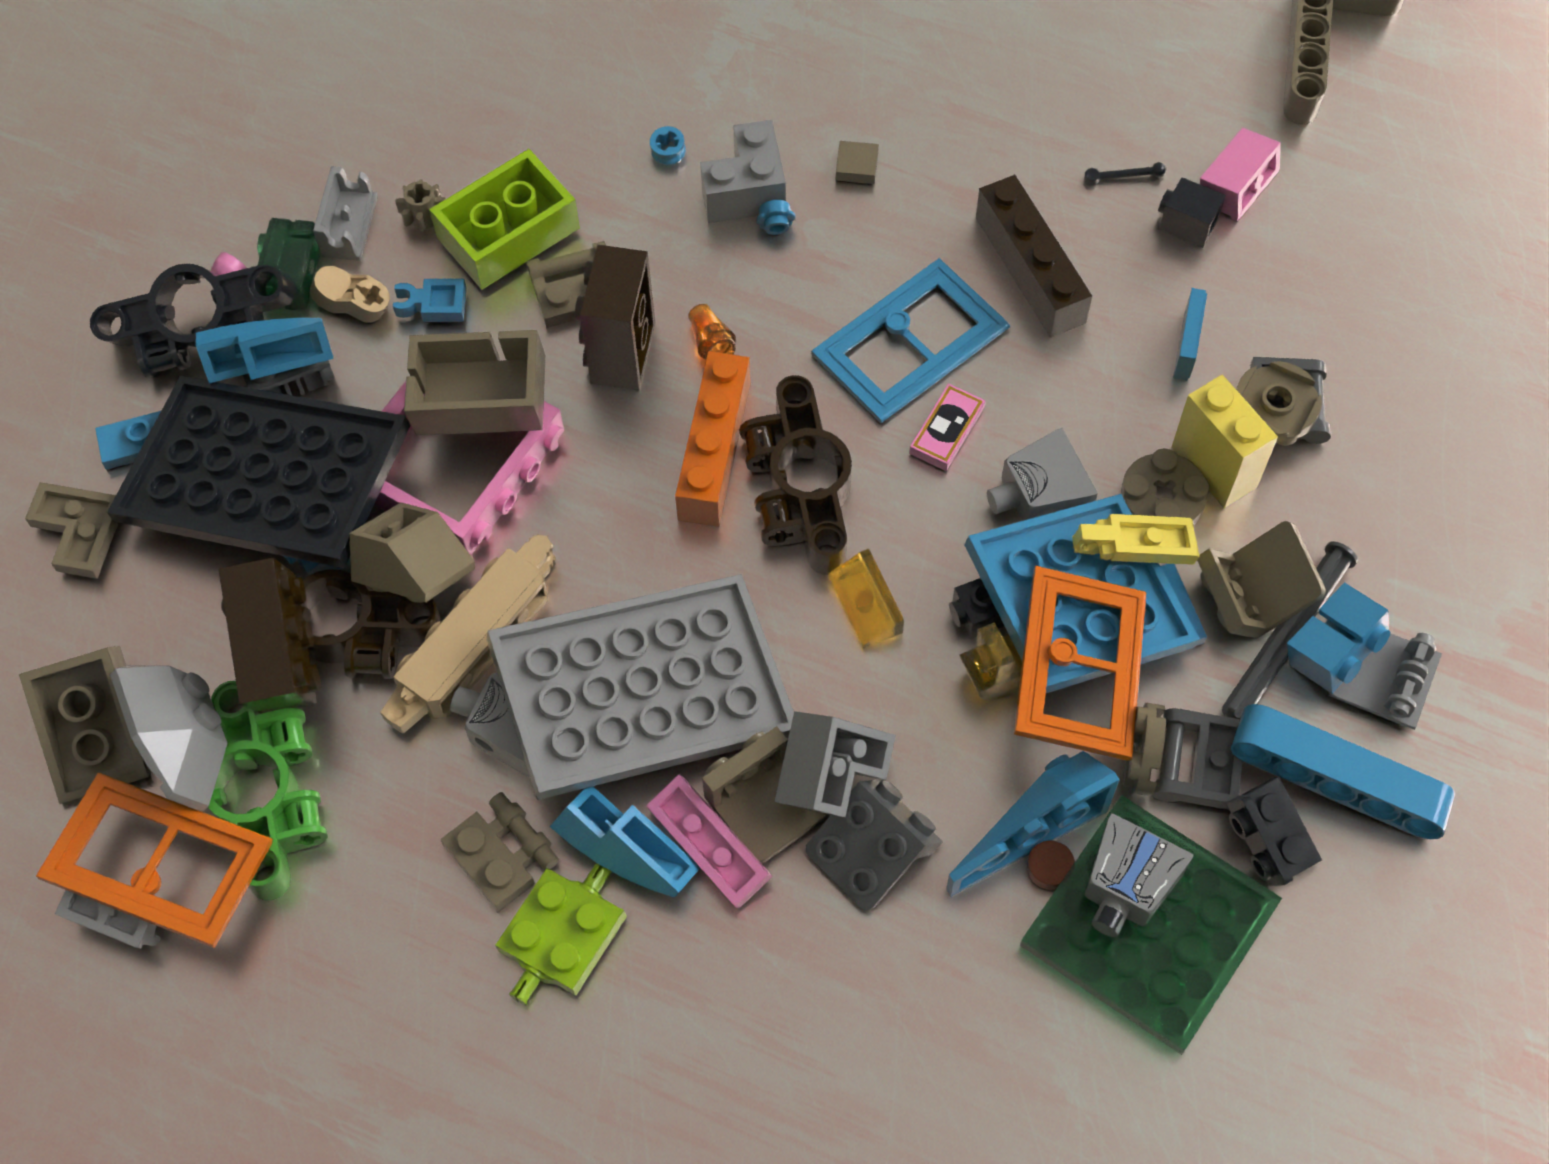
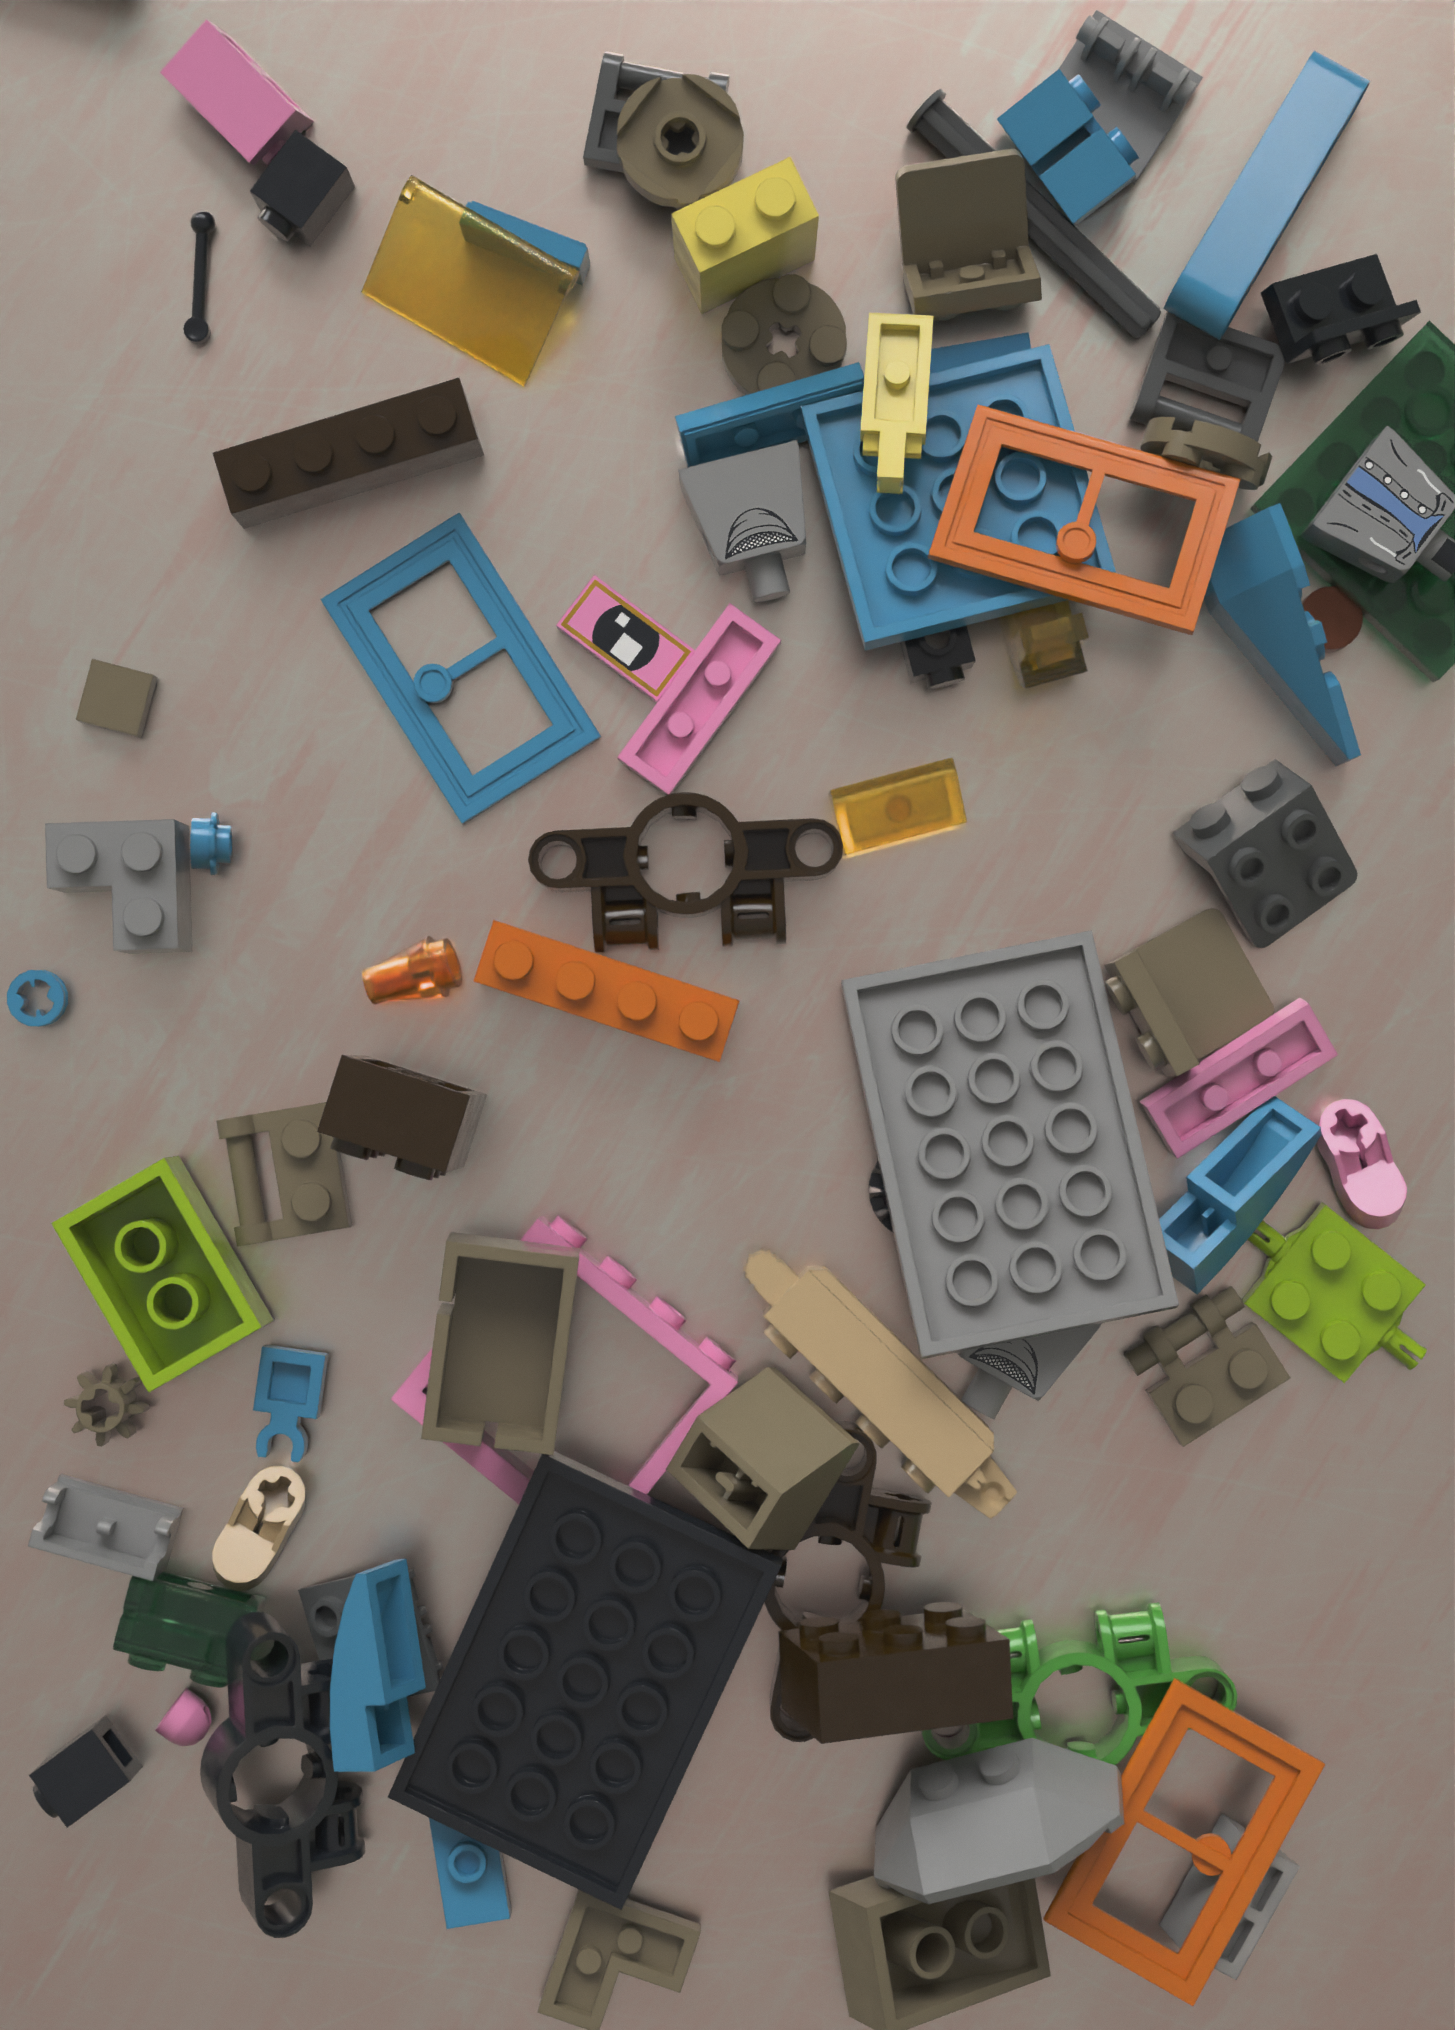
camera: 80 degrees left, 25 degrees up
(194, 222) = (84, 1772): none -> black brick
(637, 946) = (1353, 1134): none -> bright pink piece
(823, 759) = (1167, 900): light grey brick -> none
(915, 470) = (699, 700): none -> bright pink plate
(1106, 469) = (760, 417): none -> dark azure tile
(1157, 305) = (468, 280): none -> clear yellow piece

